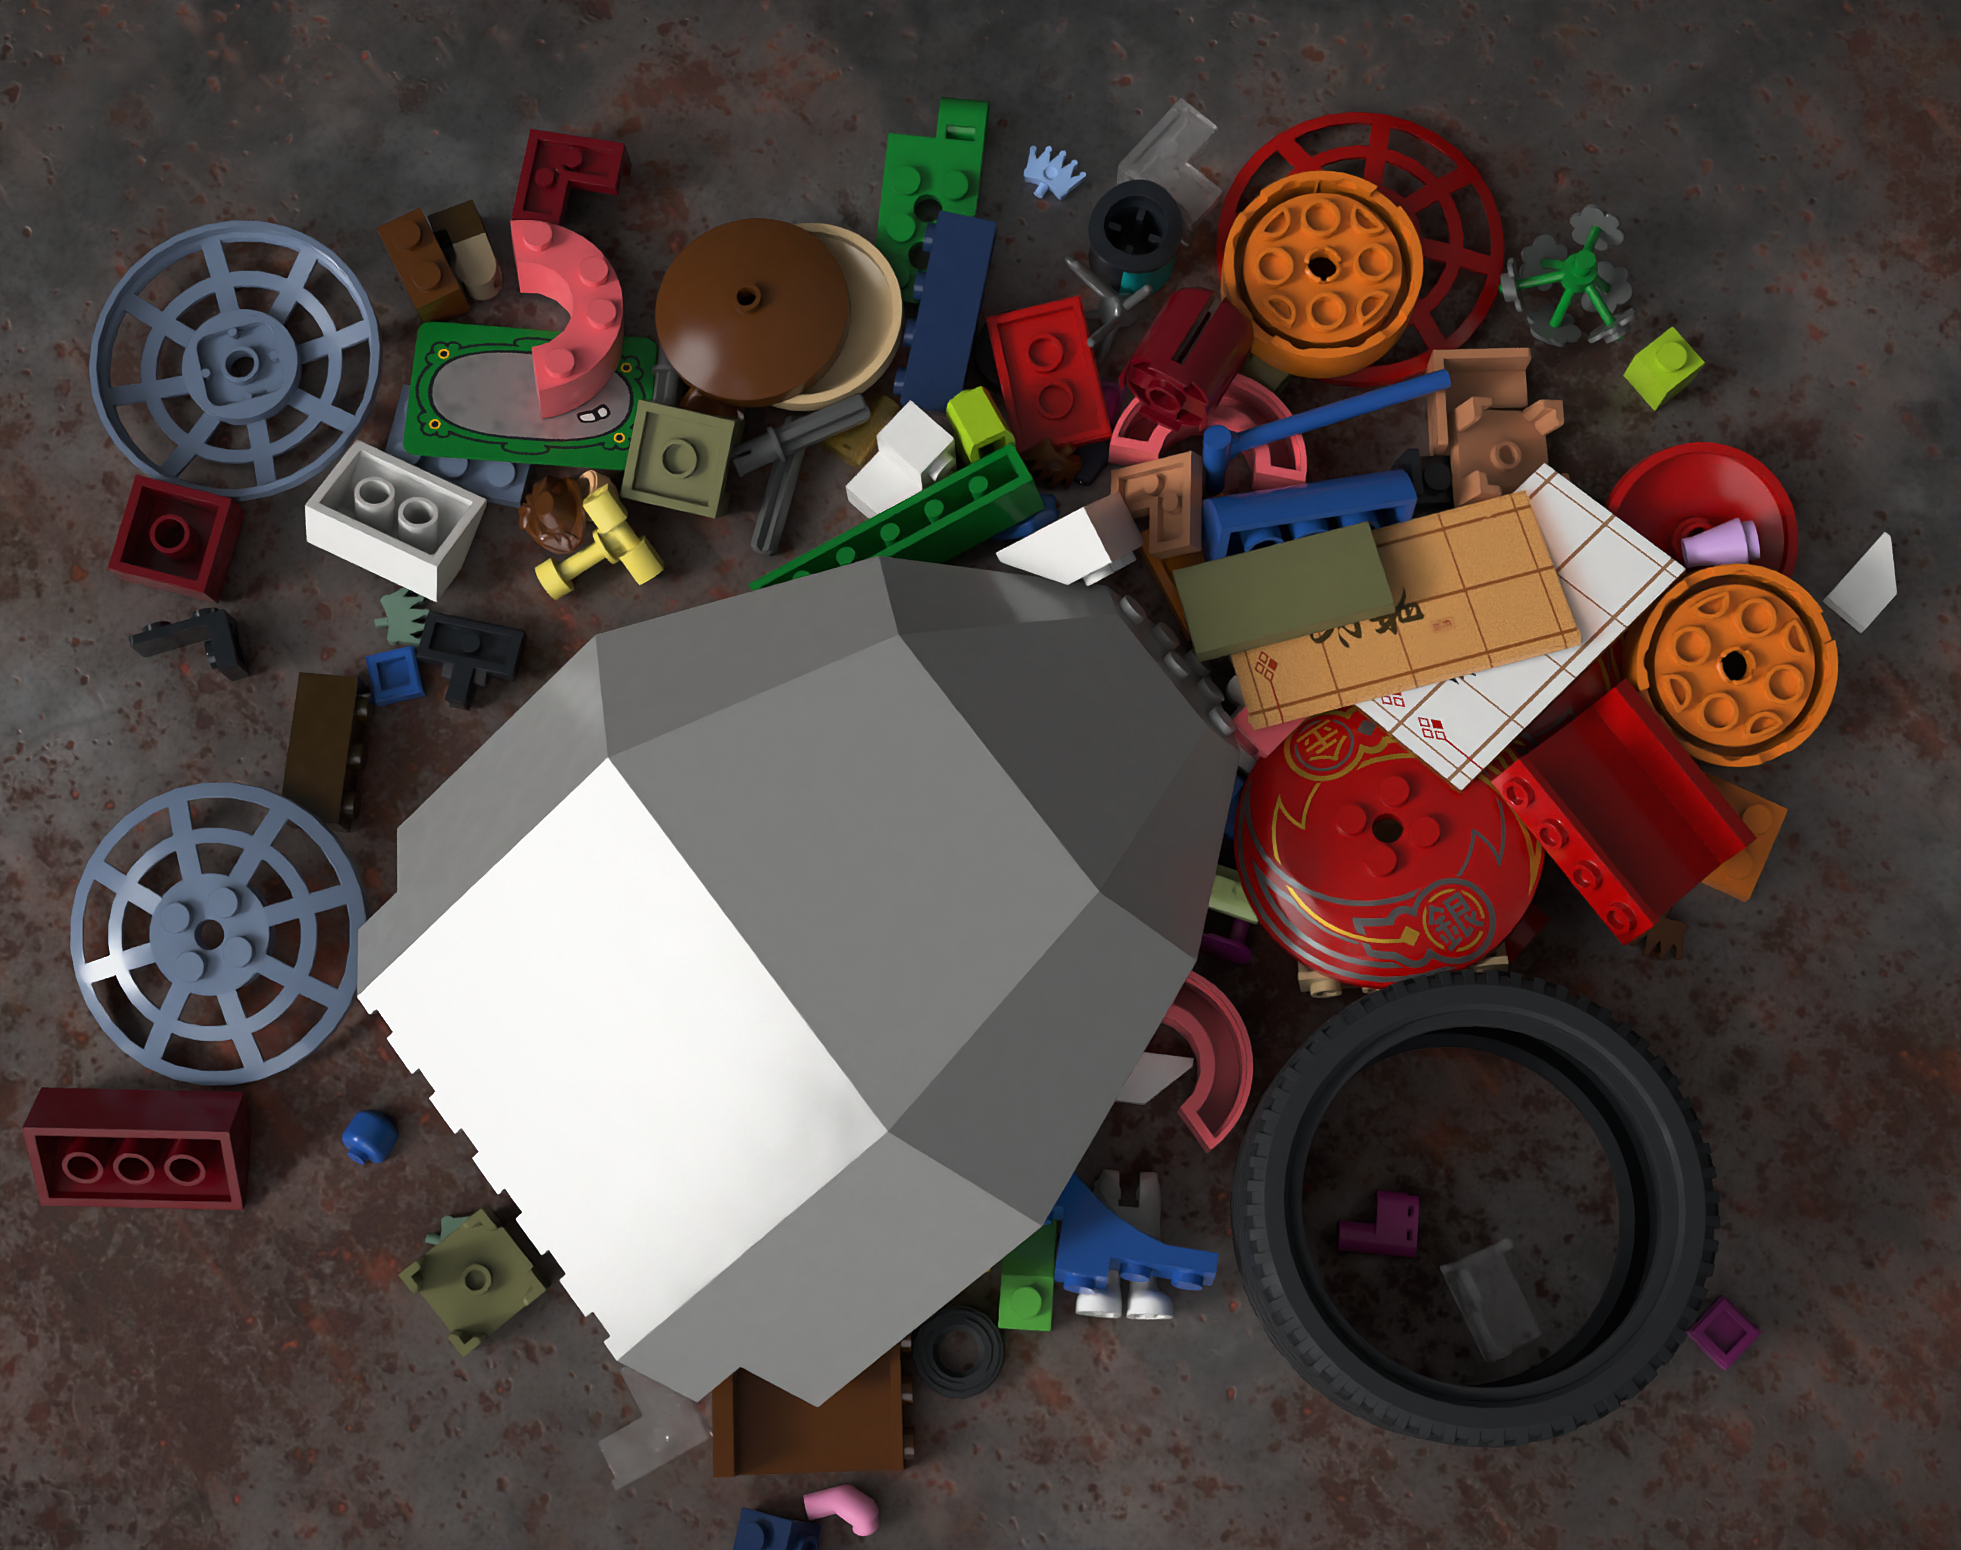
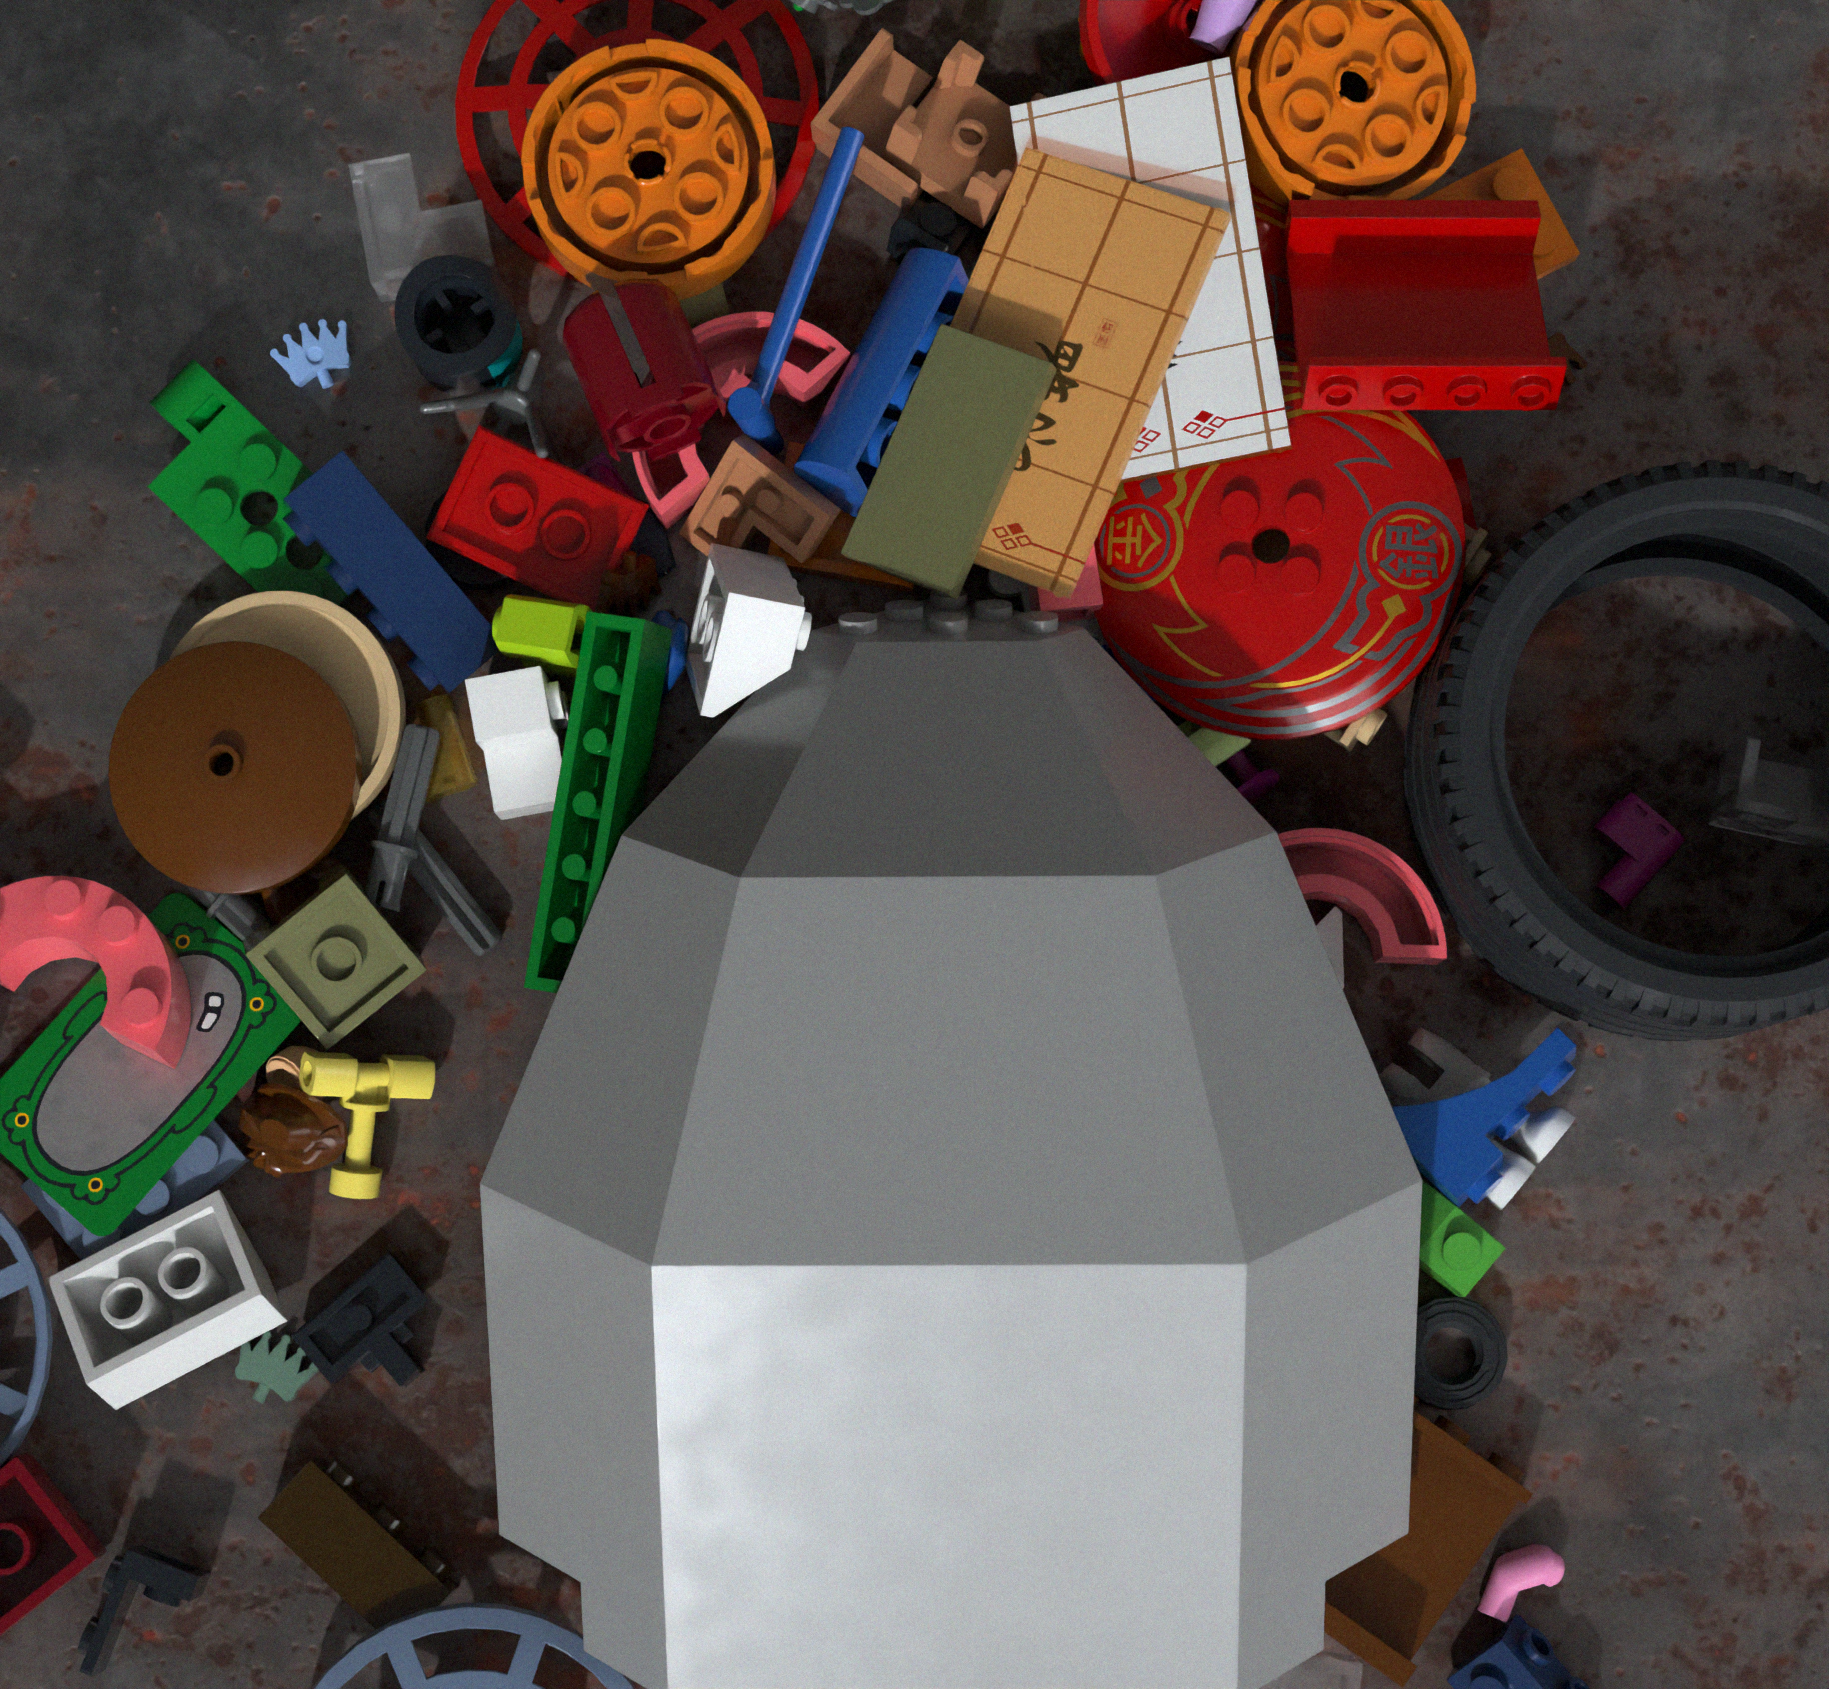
camera: 55 degrees left, 5 degrees up
(395, 676) = (330, 1419): blue tile -> none

